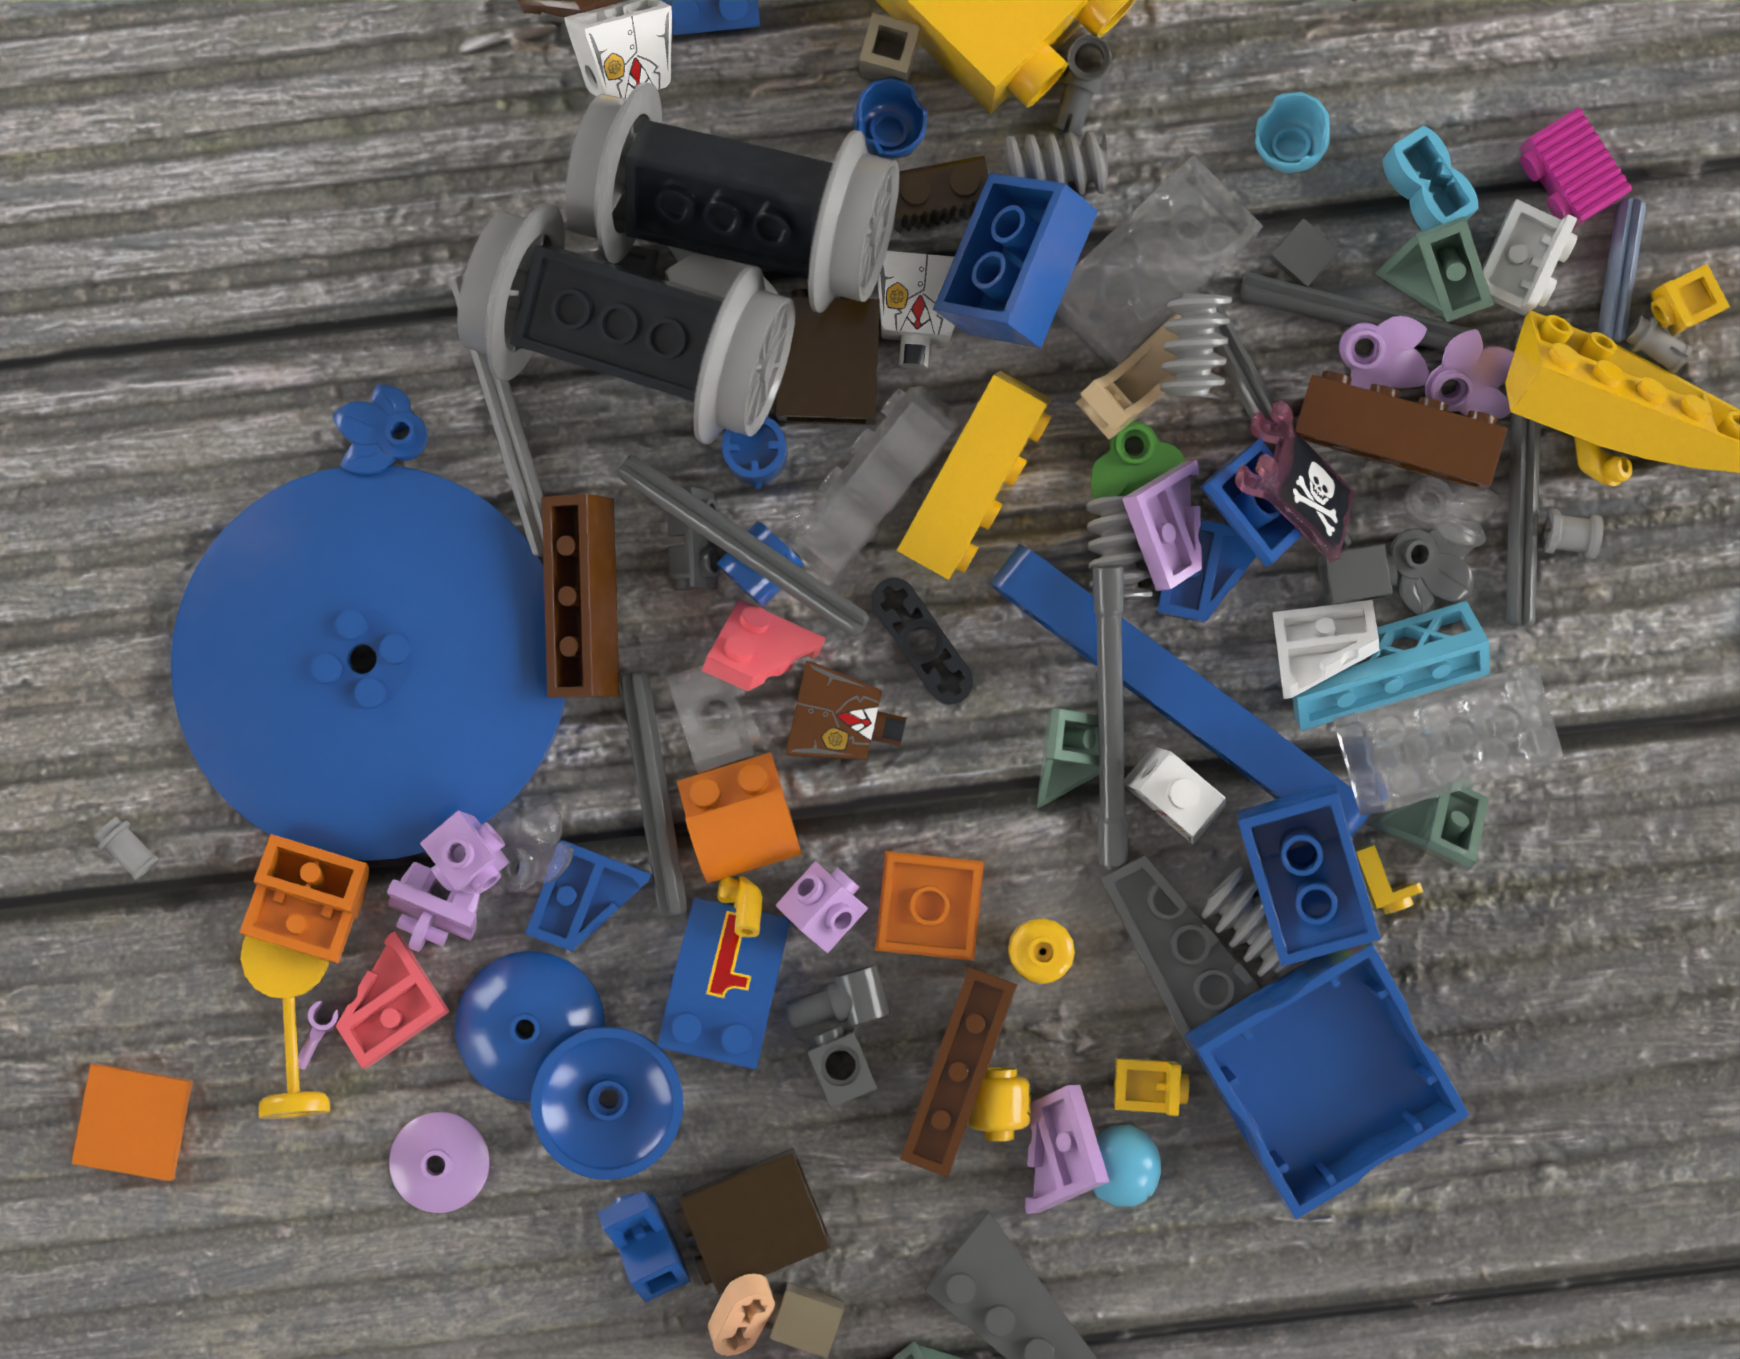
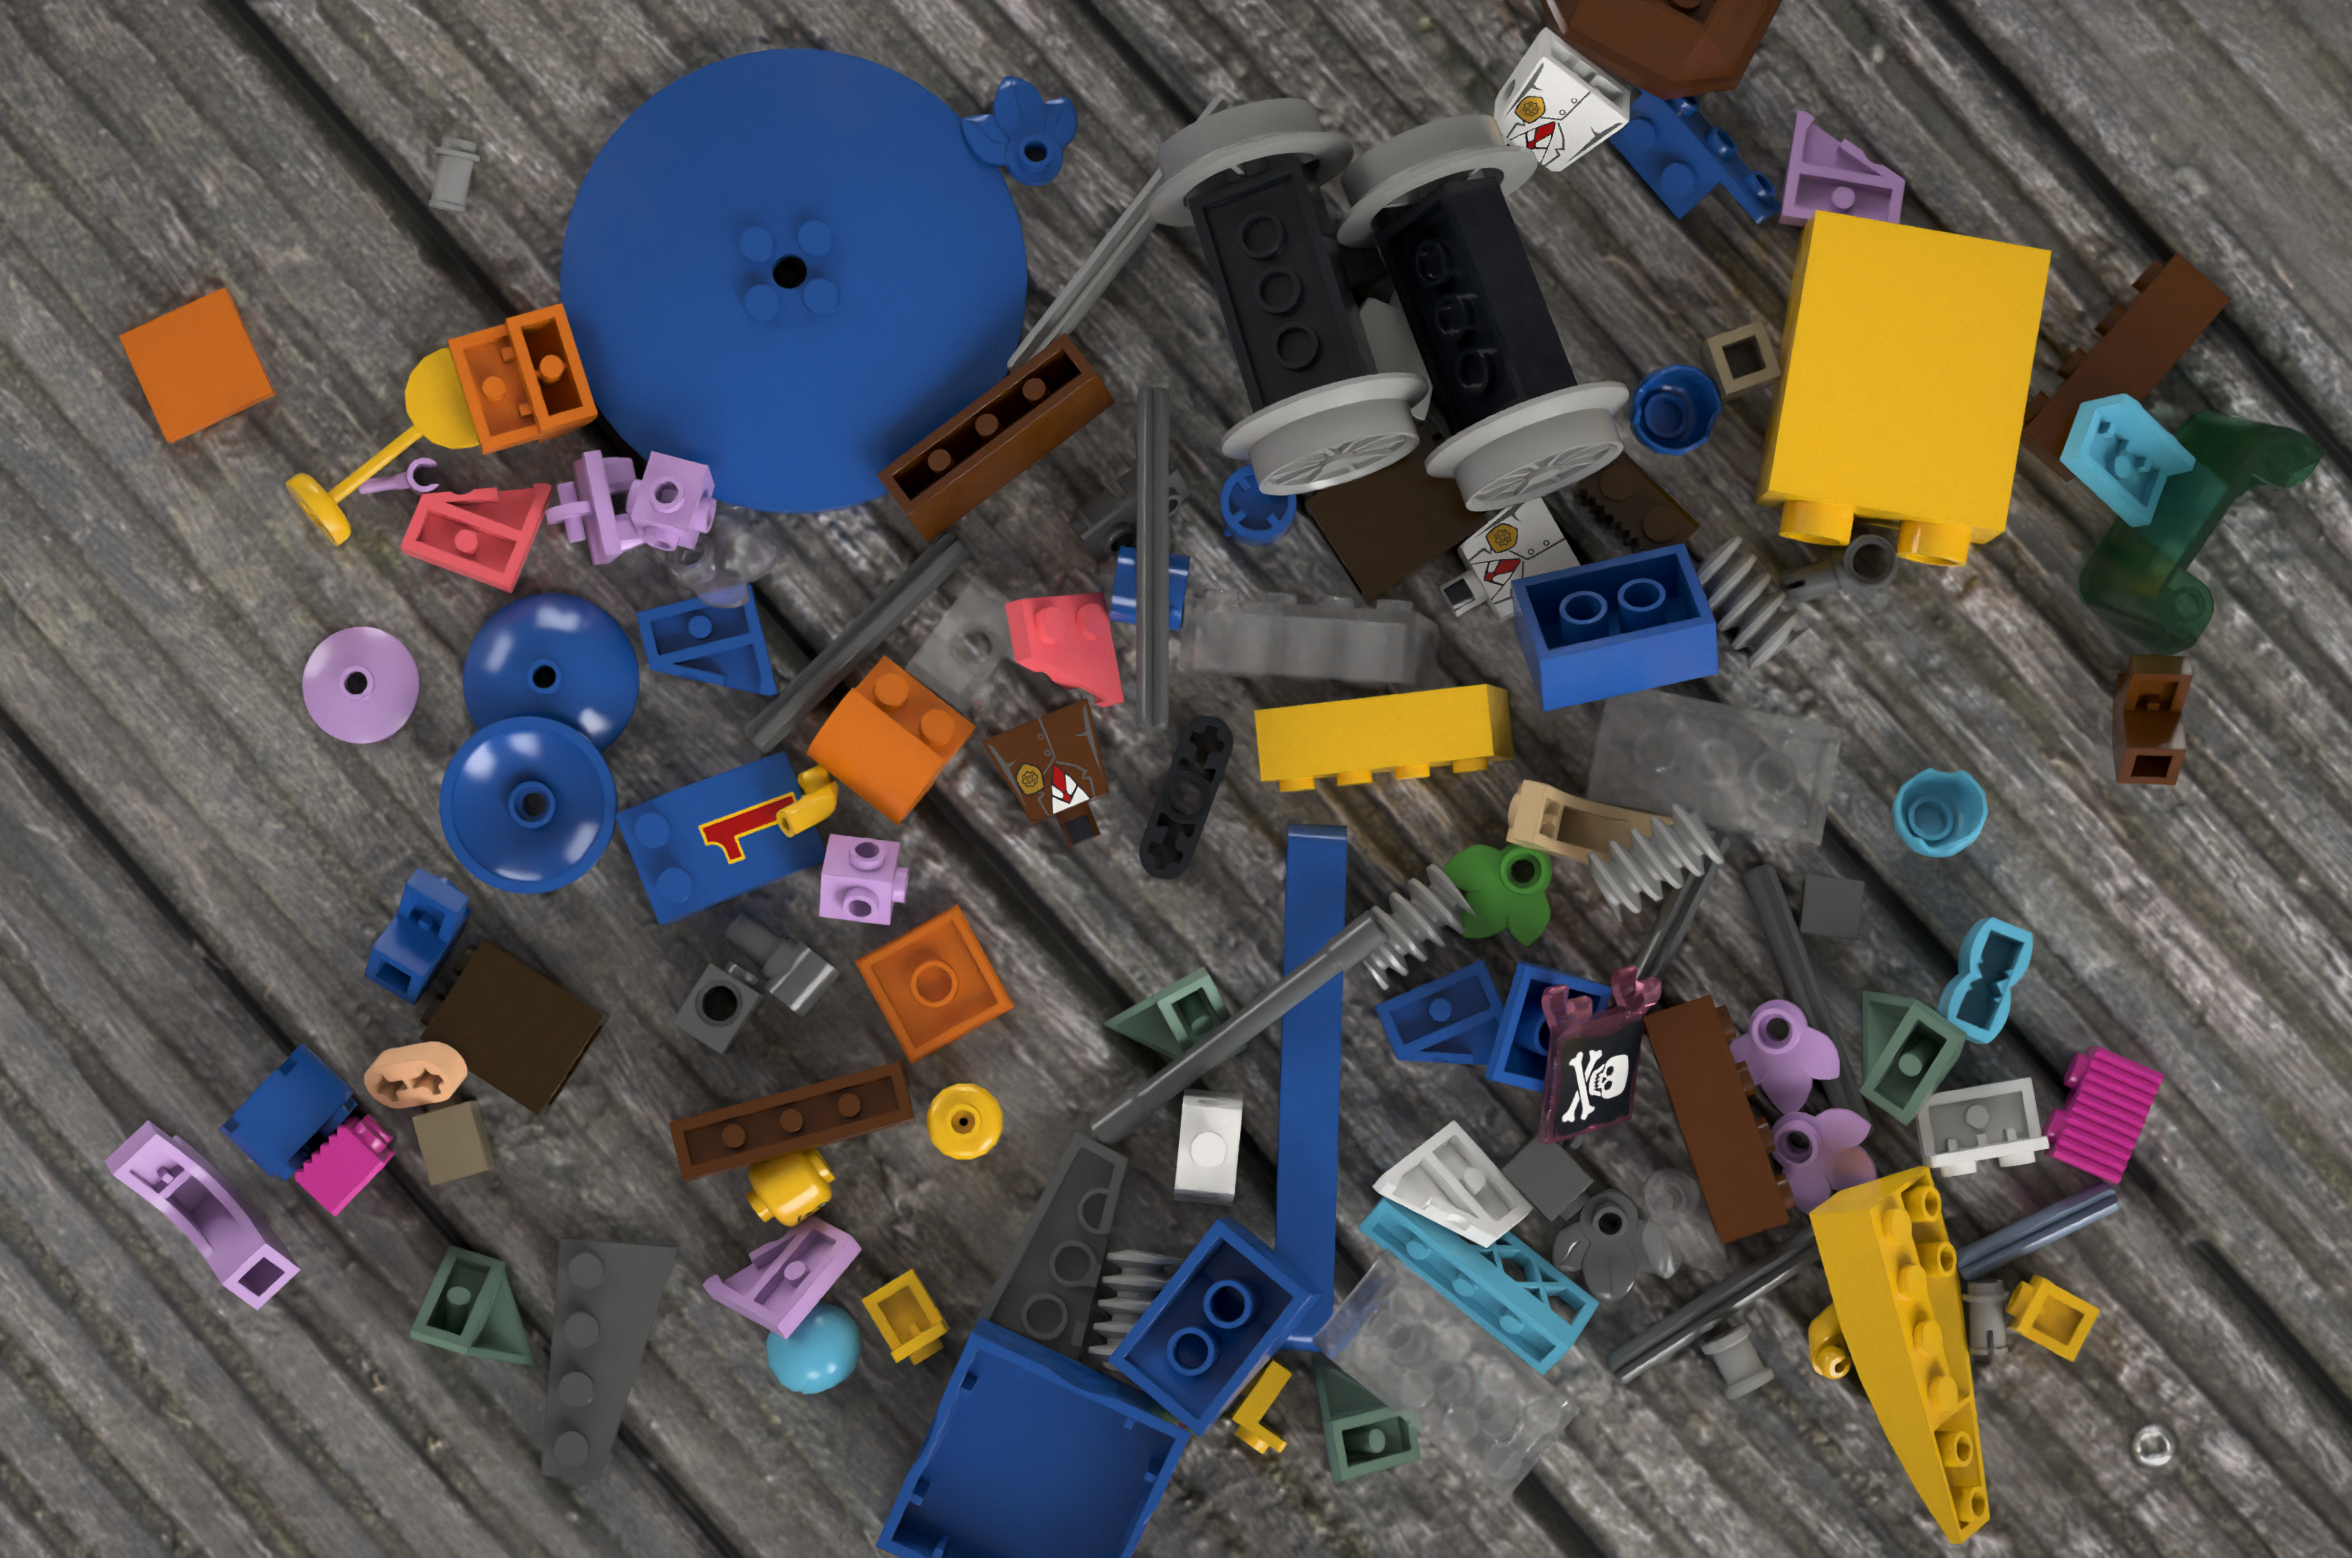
camera: 60 degrees right, 0 degrees up
(1167, 525) = (1462, 955): lavender wing -> none

